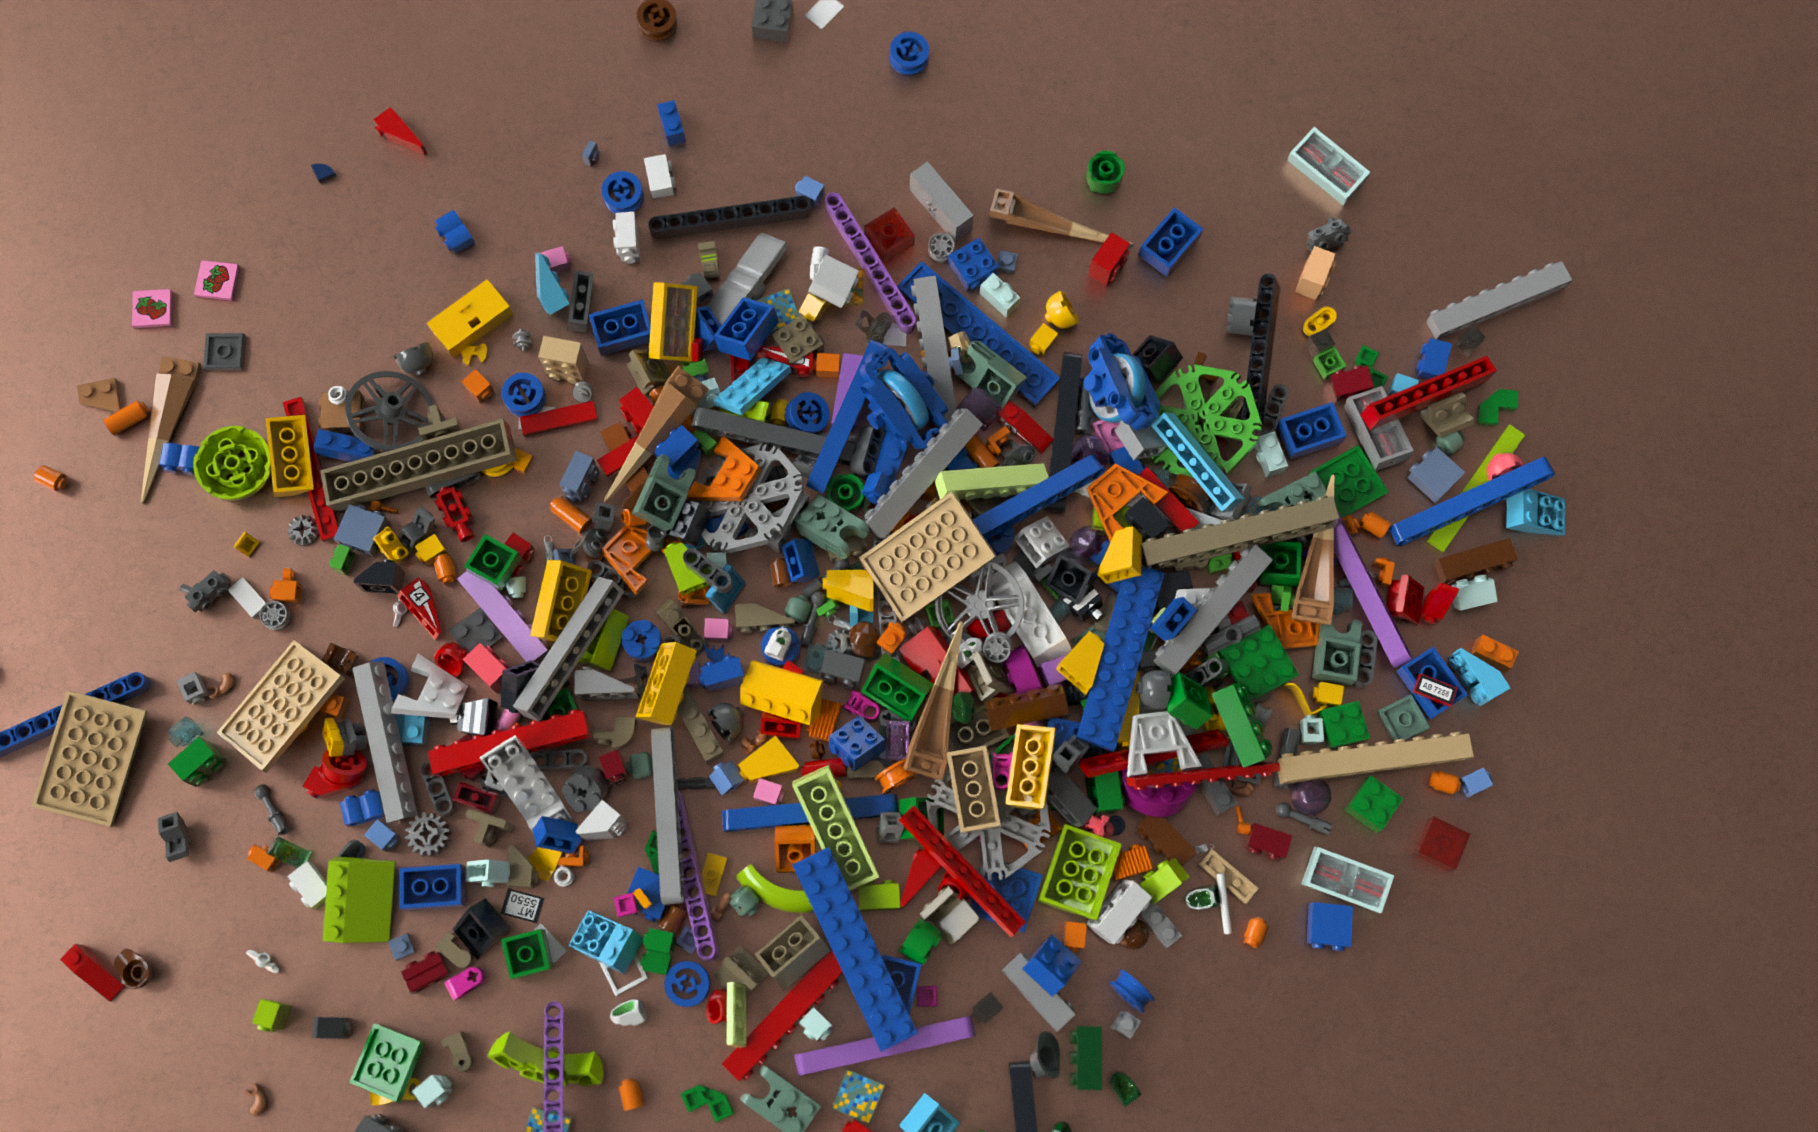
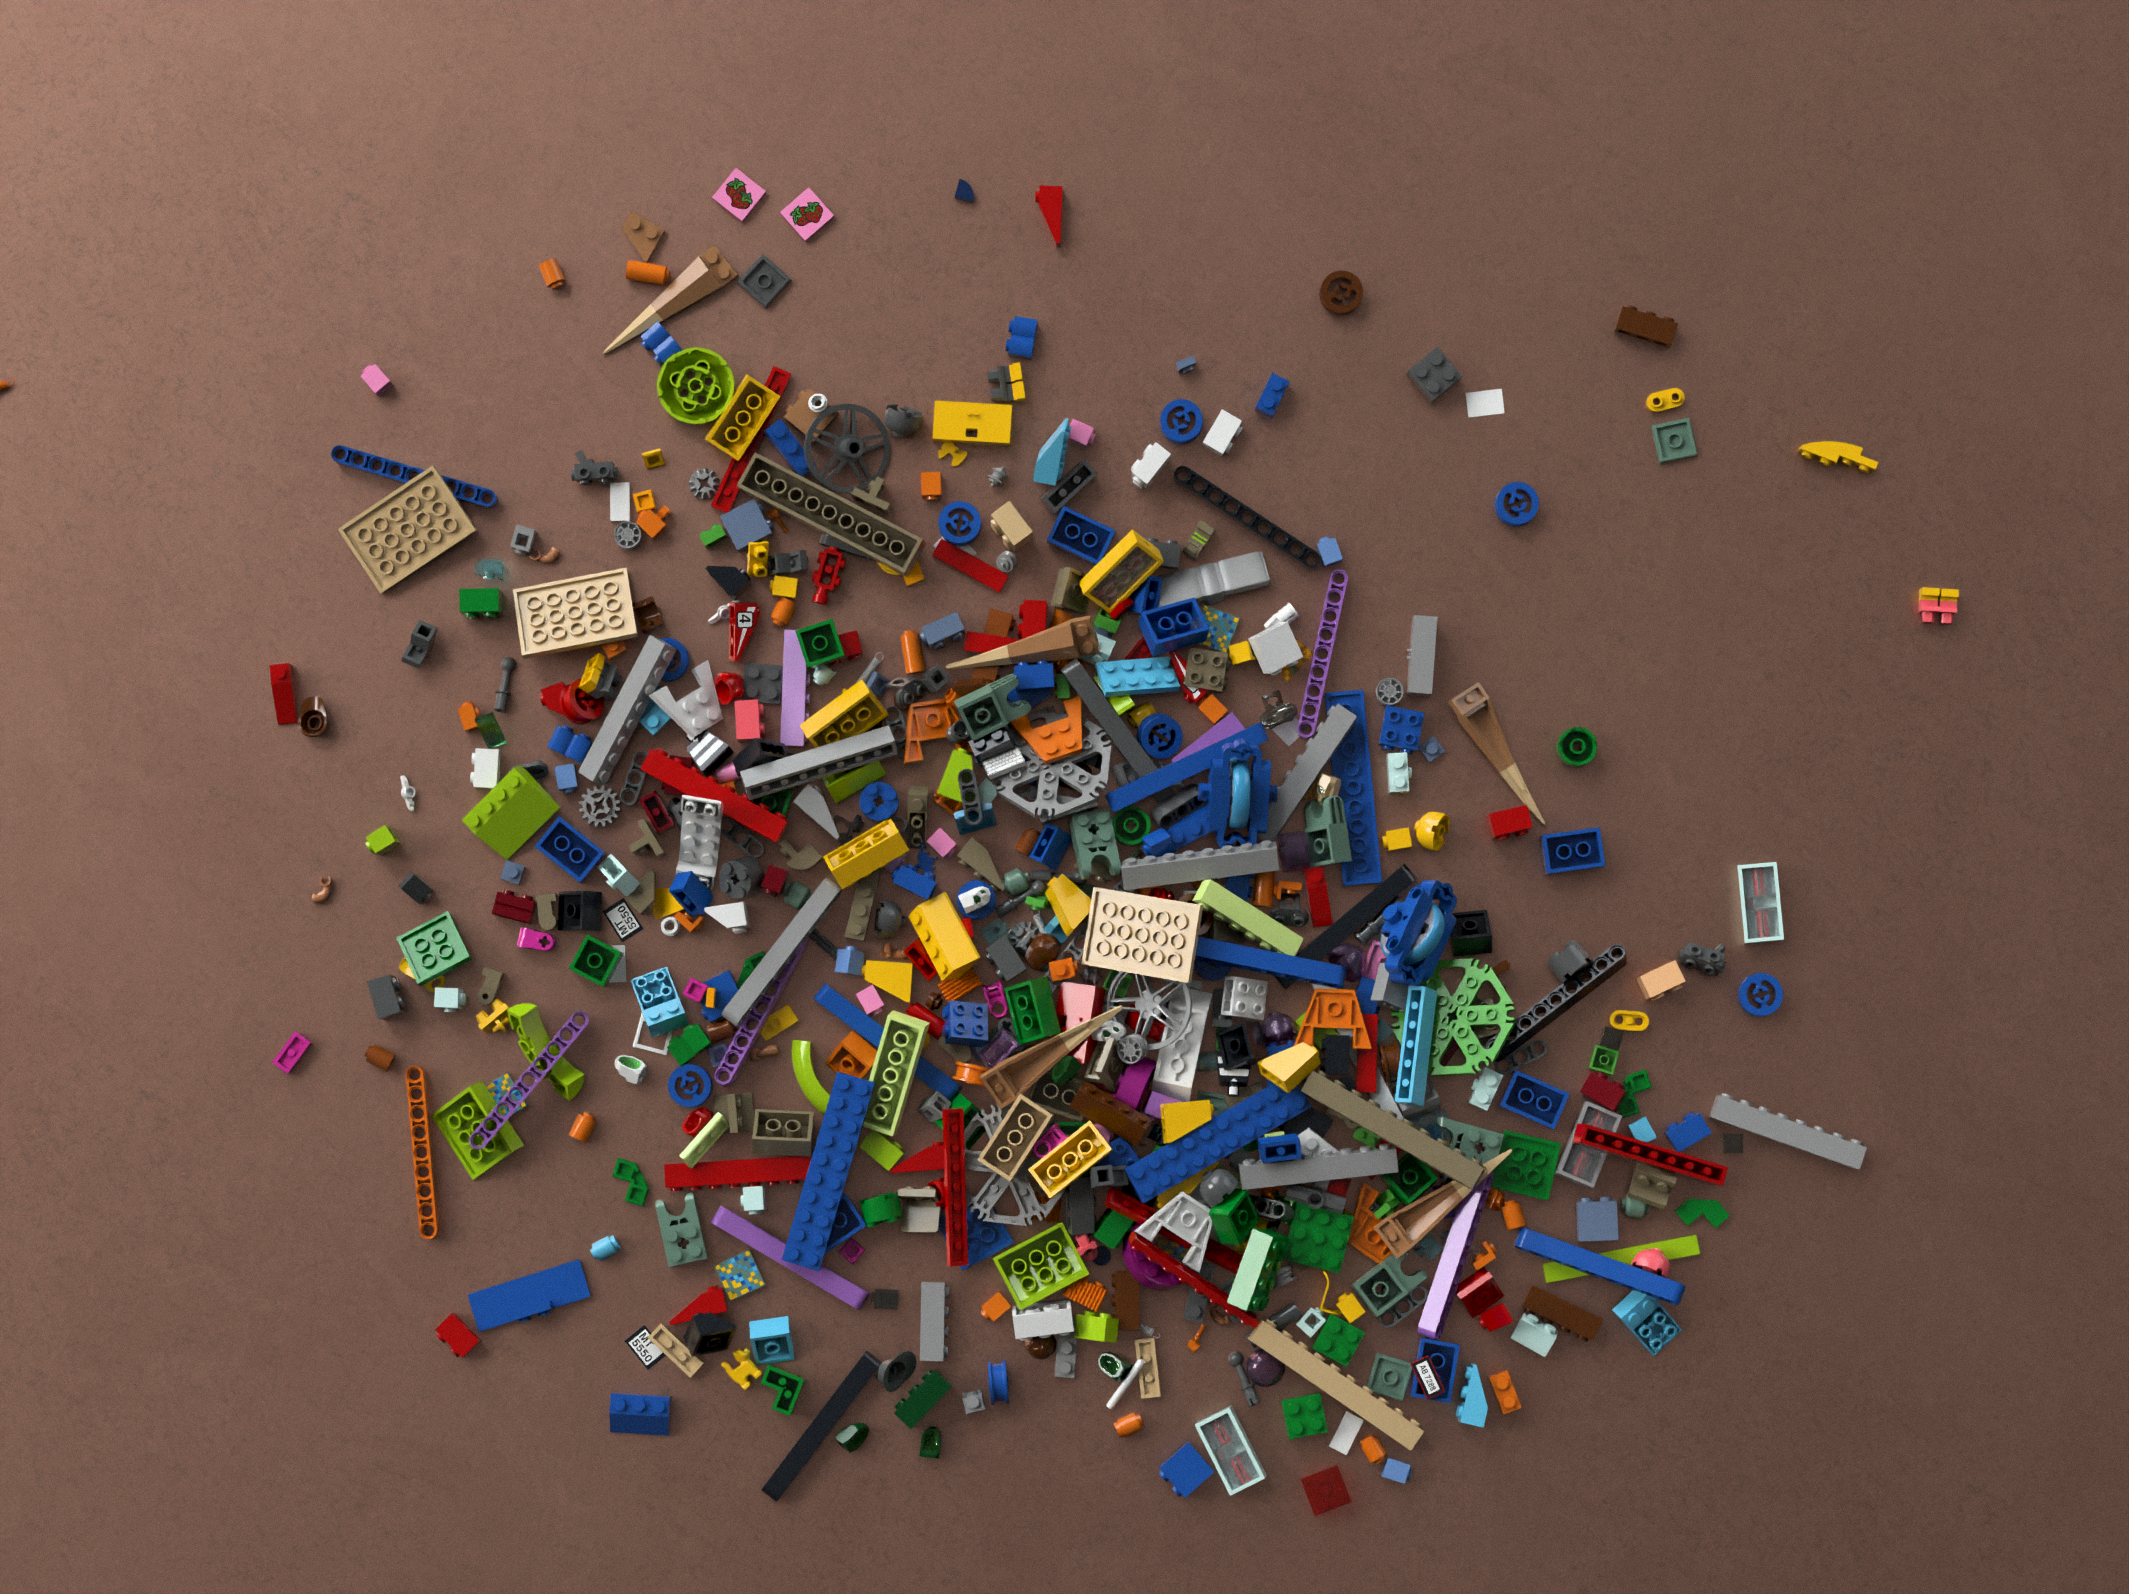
camera: 50 degrees right, 10 degrees up
(265, 580) = (644, 501): none -> light orange tile
(473, 269) = (1010, 381): none -> dark grey hips
(487, 1073) = (496, 1020): none -> yellow hips
(710, 527) = (1004, 763): none -> white tile
(744, 901) = (782, 1064): sand green head -> none
(889, 235) = (1356, 646): clear red brick -> none
(955, 361) = (1310, 798): sand blue plate -> none
(1052, 965) = (958, 1312): blue brick -> none
(1268, 842) = (1200, 1370): dark red brick -> none
(1396, 233) = (1764, 1009): none -> blue wheel
(1413, 789) = (1346, 1433): none -> white tile

